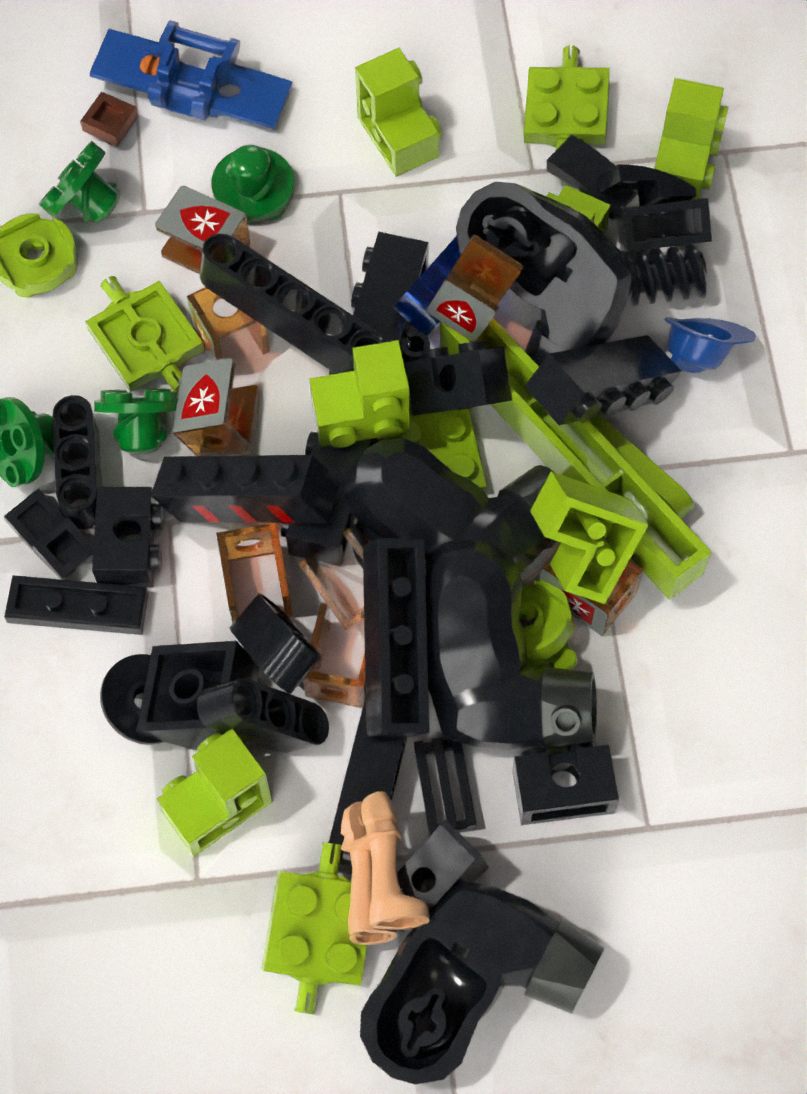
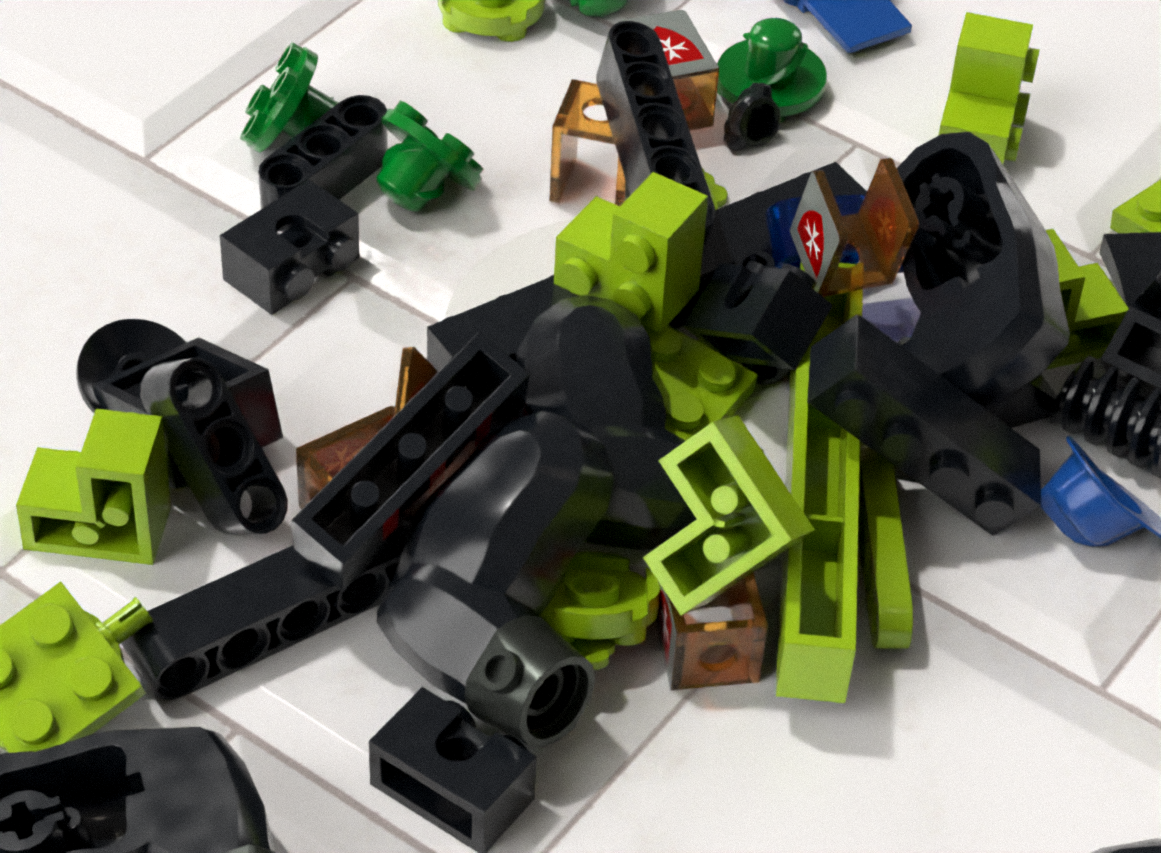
camera: 40 degrees right, 20 degrees down
(49, 534) = (226, 197): black slope -> none
(76, 605) = (184, 274): black tile -> none
(144, 335) = (509, 115): lime plate -> none
(215, 410) = (467, 186): piece -> none
(231, 551) = (351, 332): clear orange piece -> none
(246, 489) = (437, 262): black brick -> none
(274, 225) = (752, 118): none -> black piece
(275, 643) = (305, 406): black beam -> none
(376, 899) = (106, 688): light nougat piece -> none
(438, 747) = (324, 673): black tile -> none
(444, 857) = (233, 700): black torso -> none

